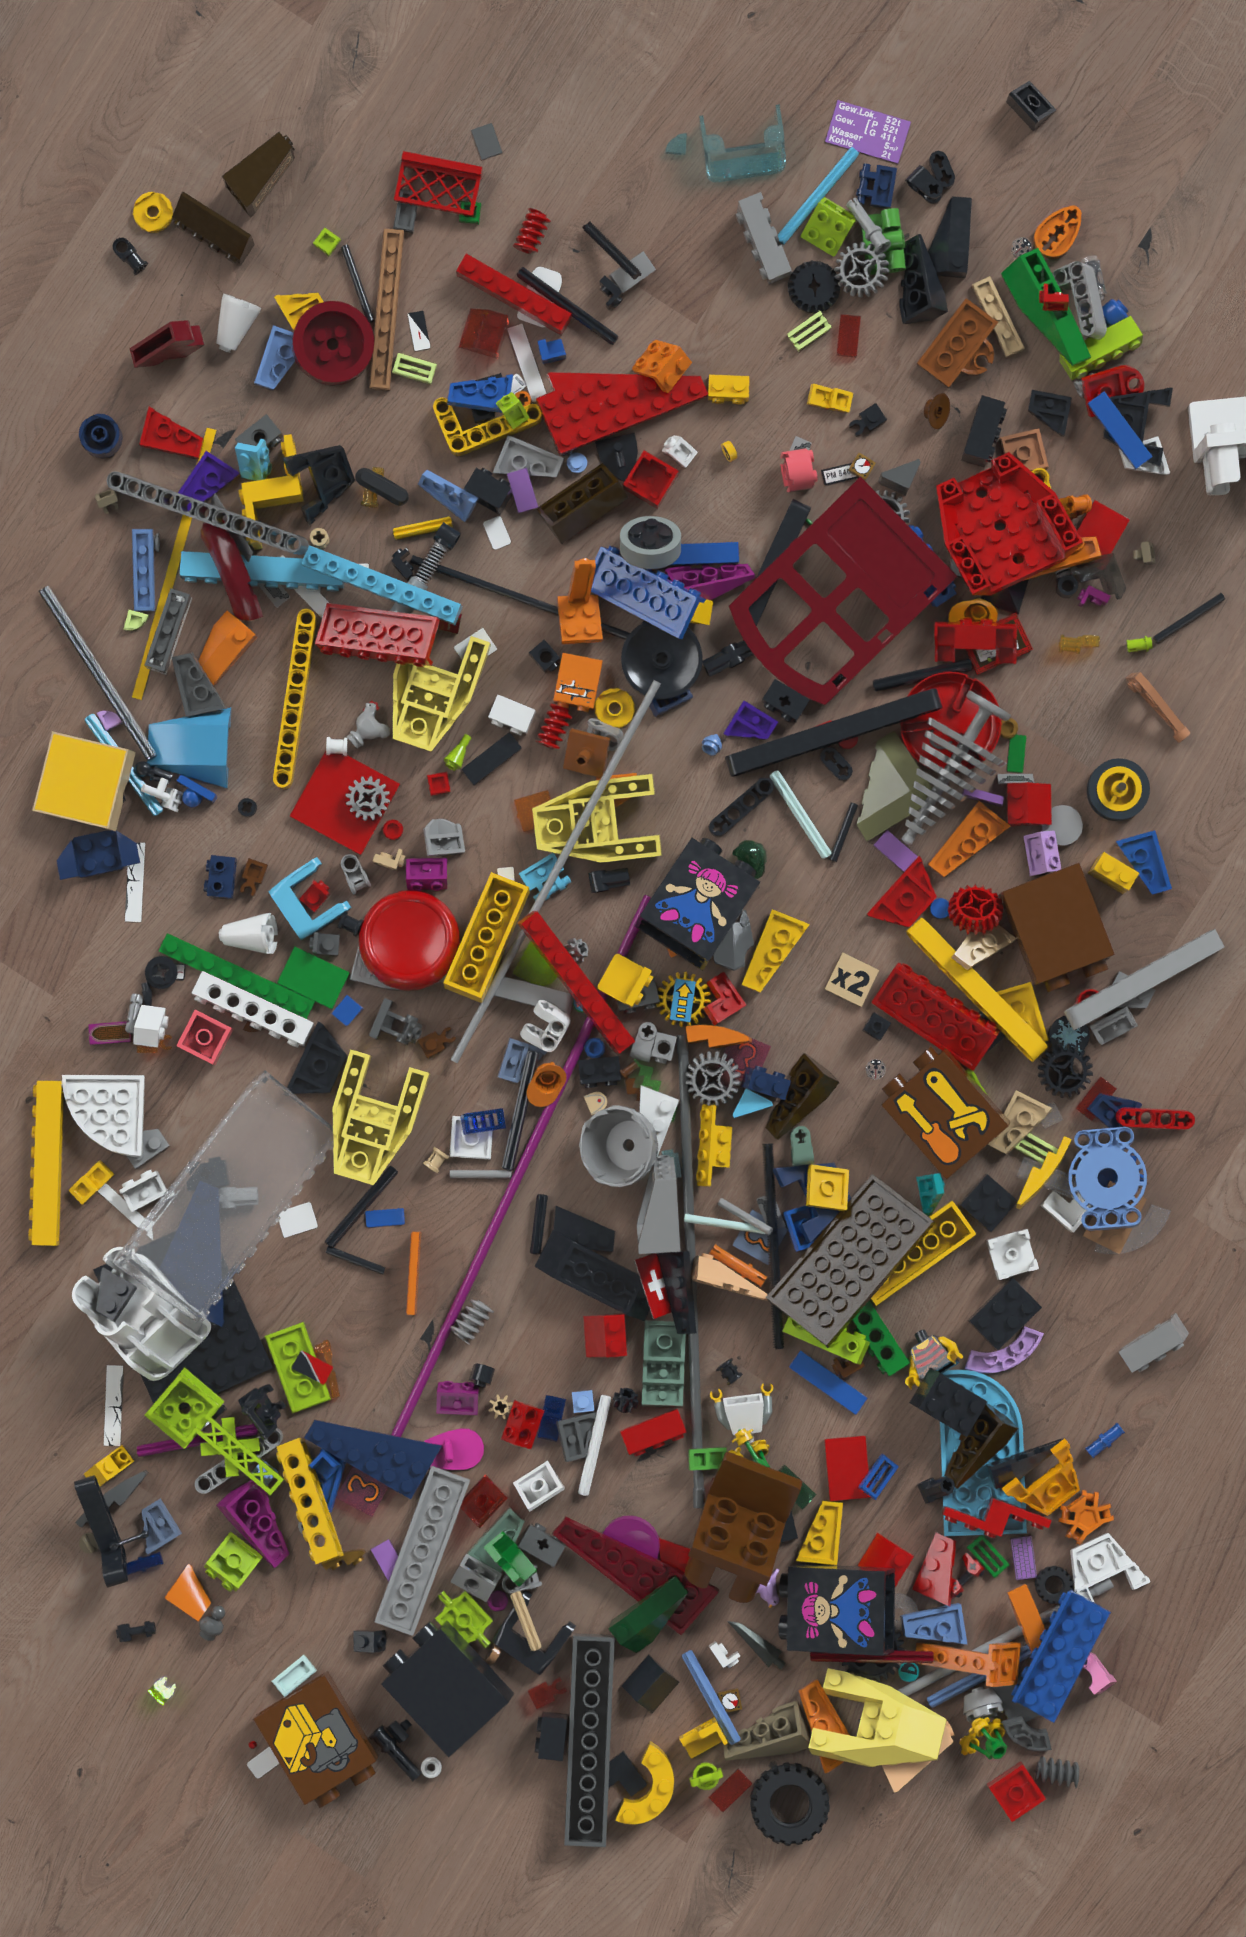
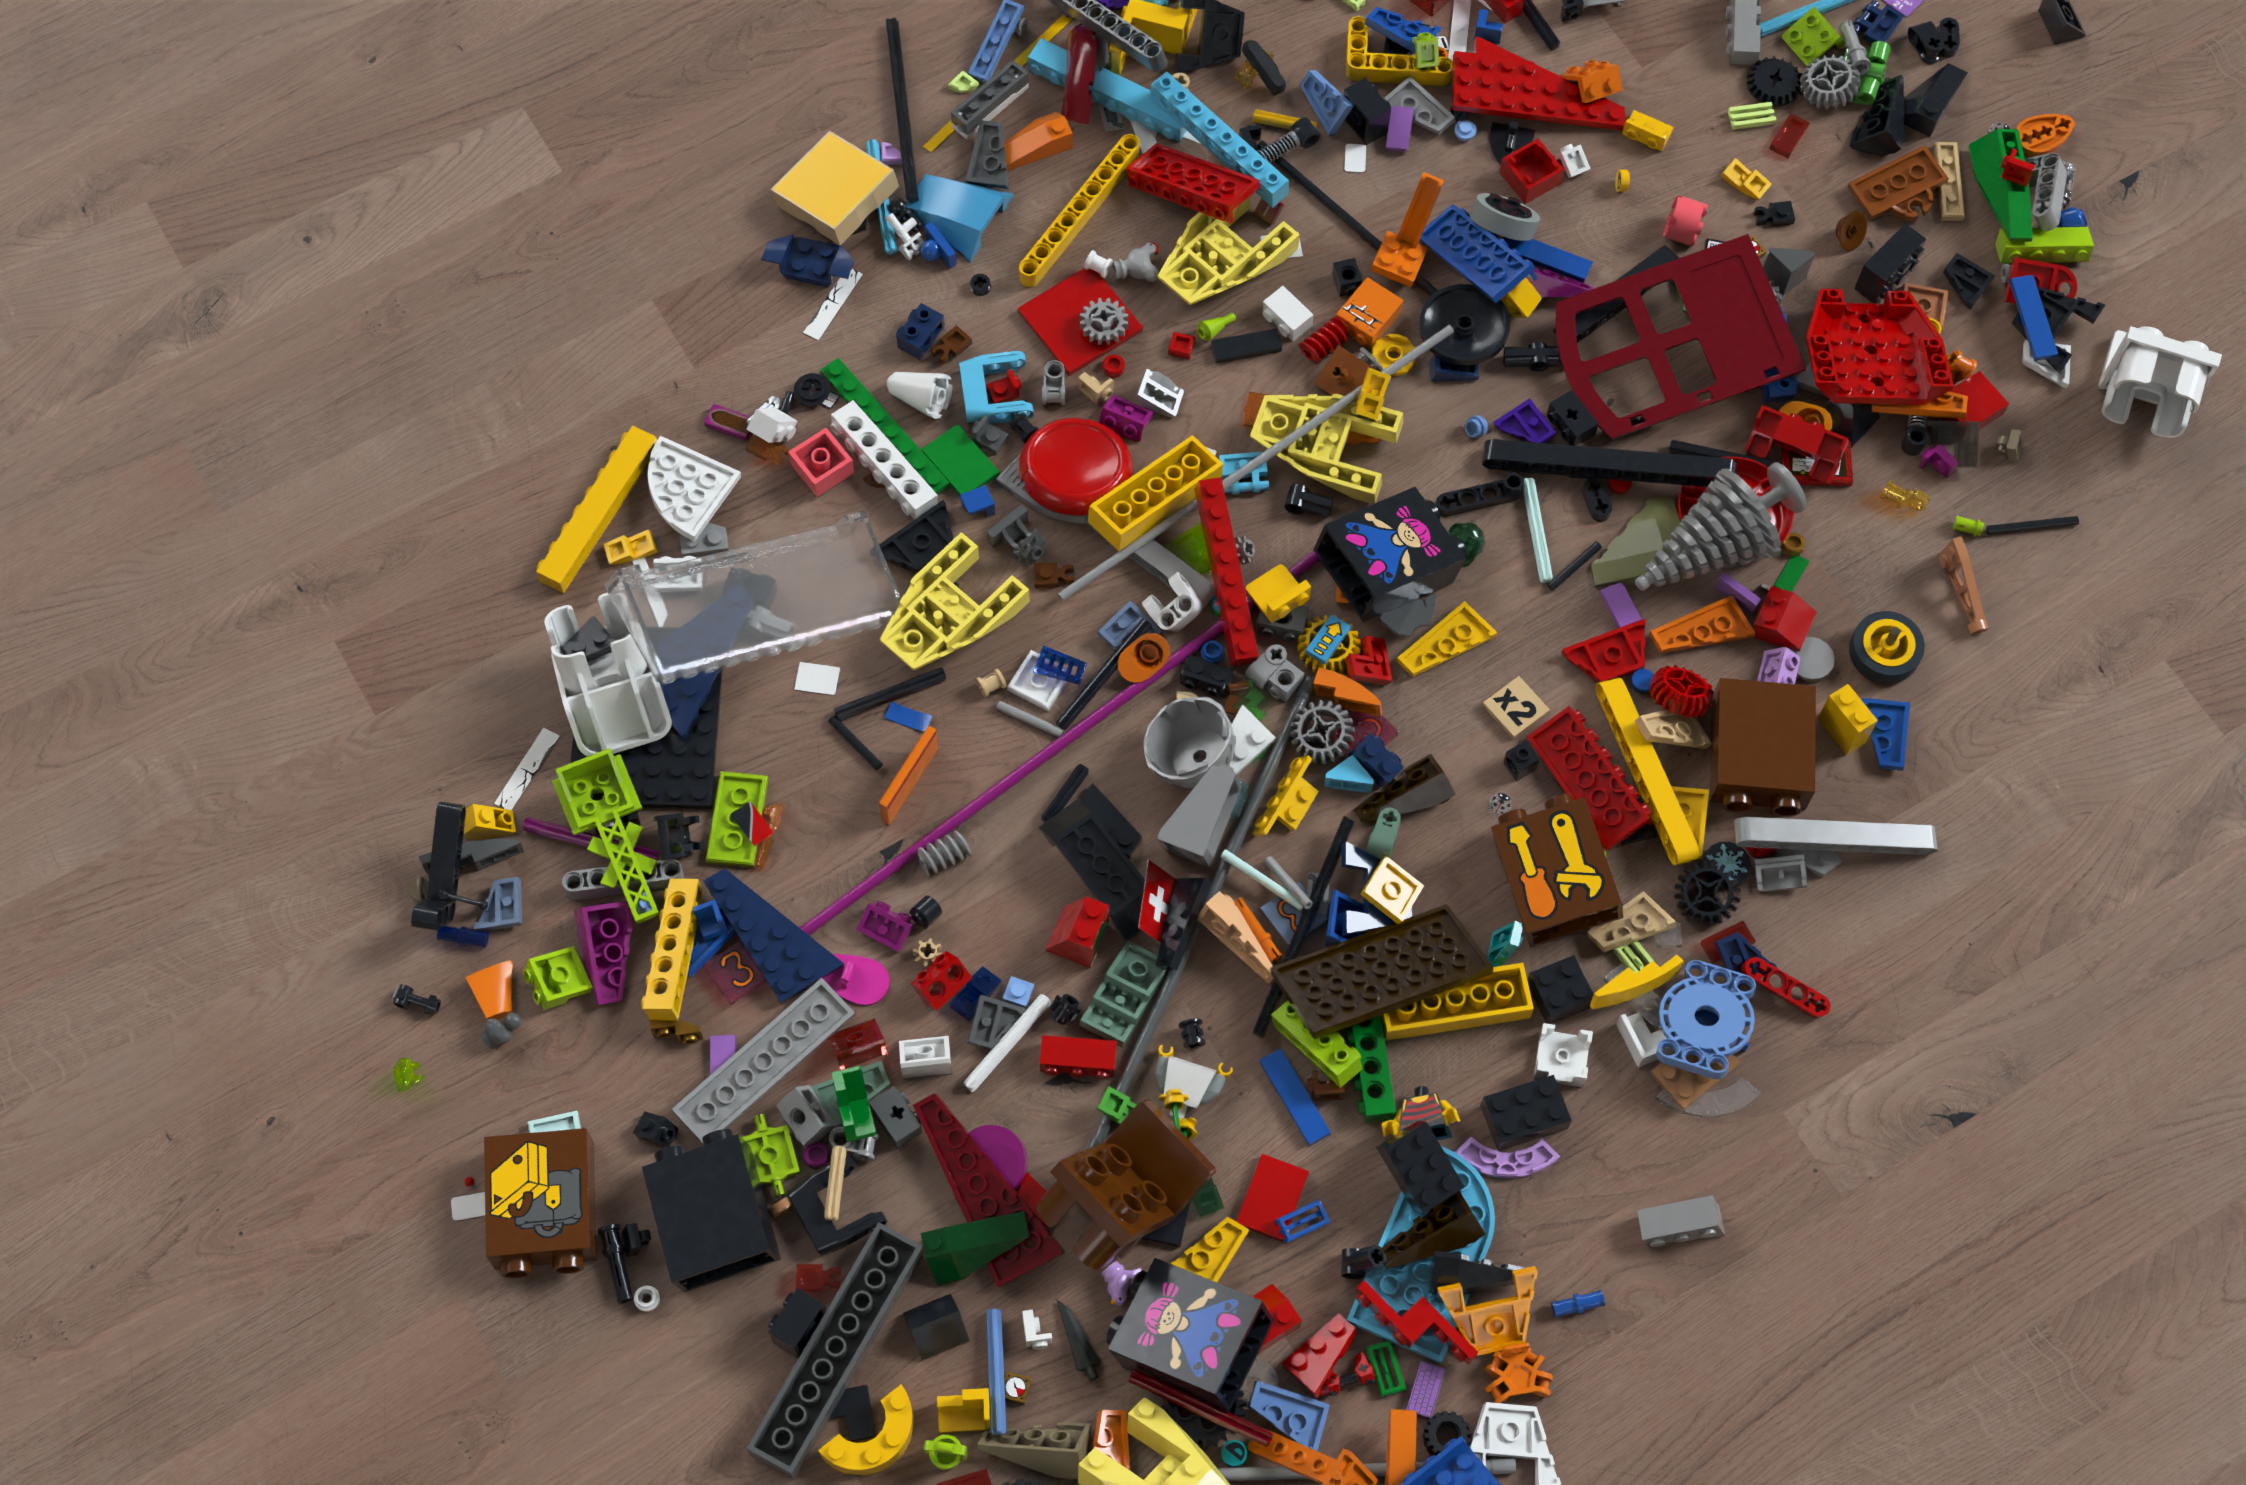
camera: 25 degrees right, 20 degrees down
(582, 503) = (1456, 163): dark brown slope -> none
(620, 772) = (1372, 394): none -> yellow slope

